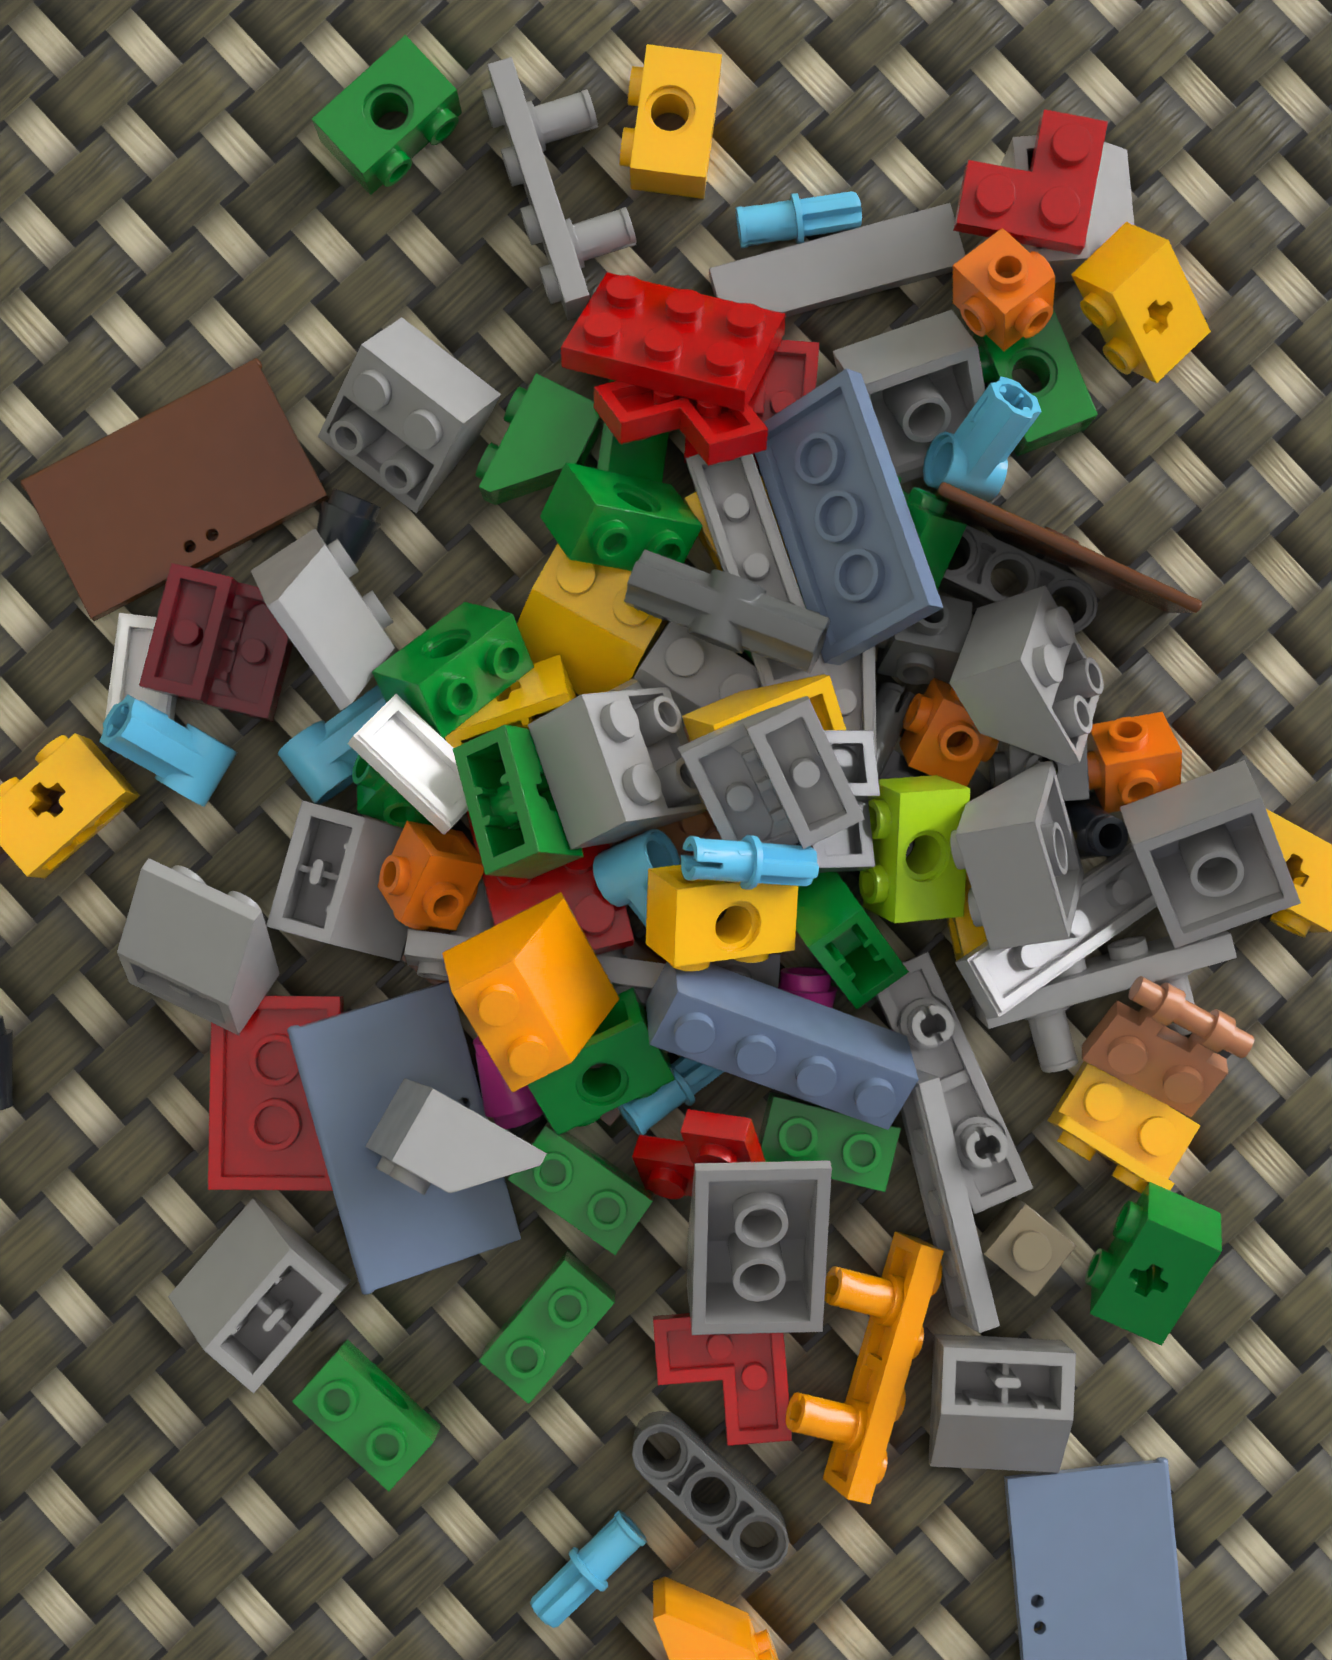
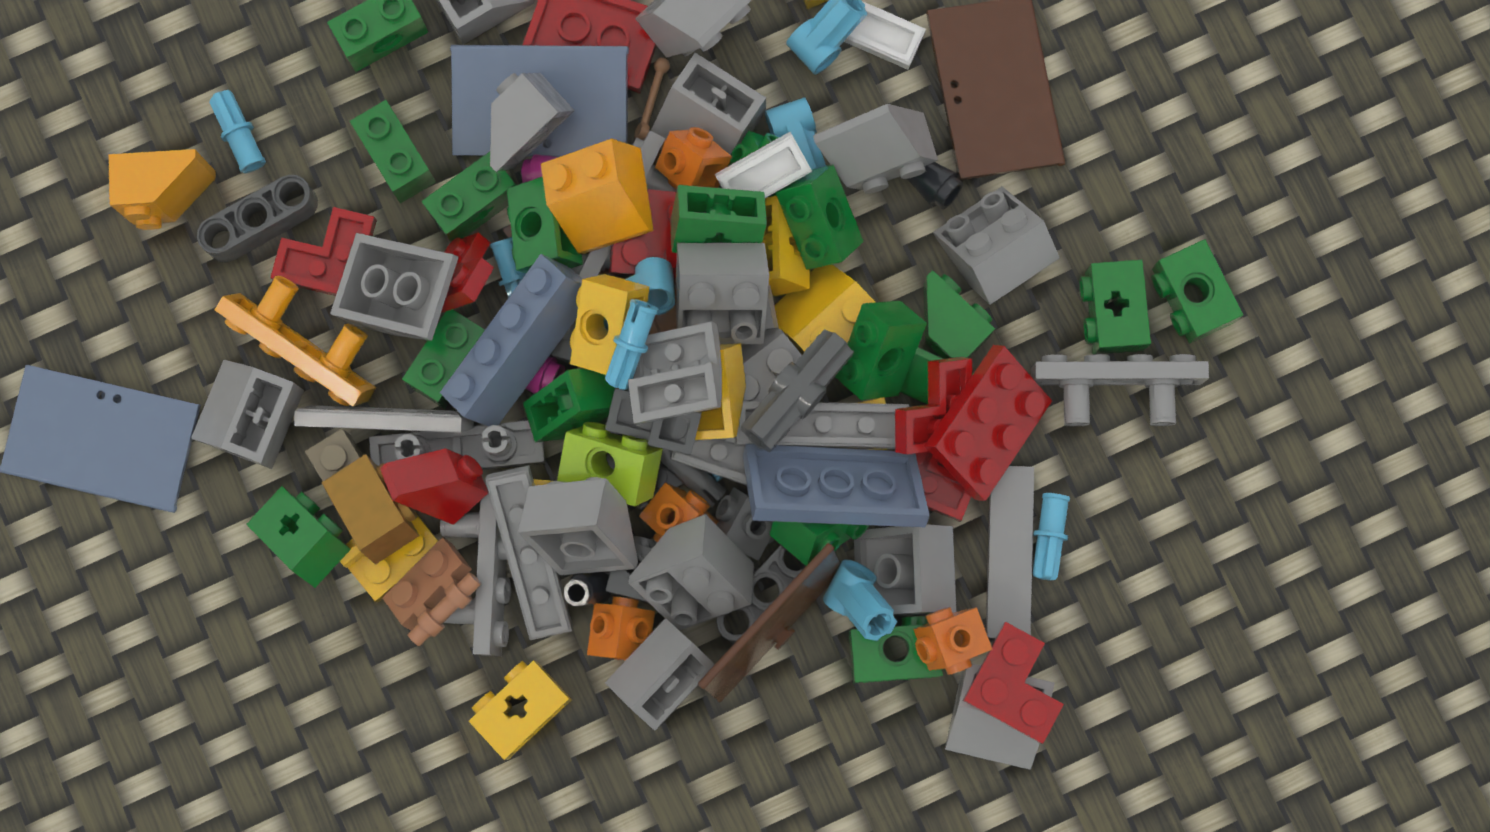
camera: 115 degrees right, 5 degrees down
(217, 645) = (883, 74): dark red slope -> none
(396, 974) = (661, 66): none -> medium nougat hinge
(467, 194) = (1126, 286): none -> green brick
(679, 84) = (1112, 473): yellow brick -> none
(1022, 1090) = (436, 483): none -> red slope
(1087, 1169) = (368, 510): none -> pearl gold brick
(1140, 302) = (920, 734): yellow brick -> none
(1183, 680) = (660, 674): none -> light grey slope
(1210, 854) = (544, 652): light grey slope -> none

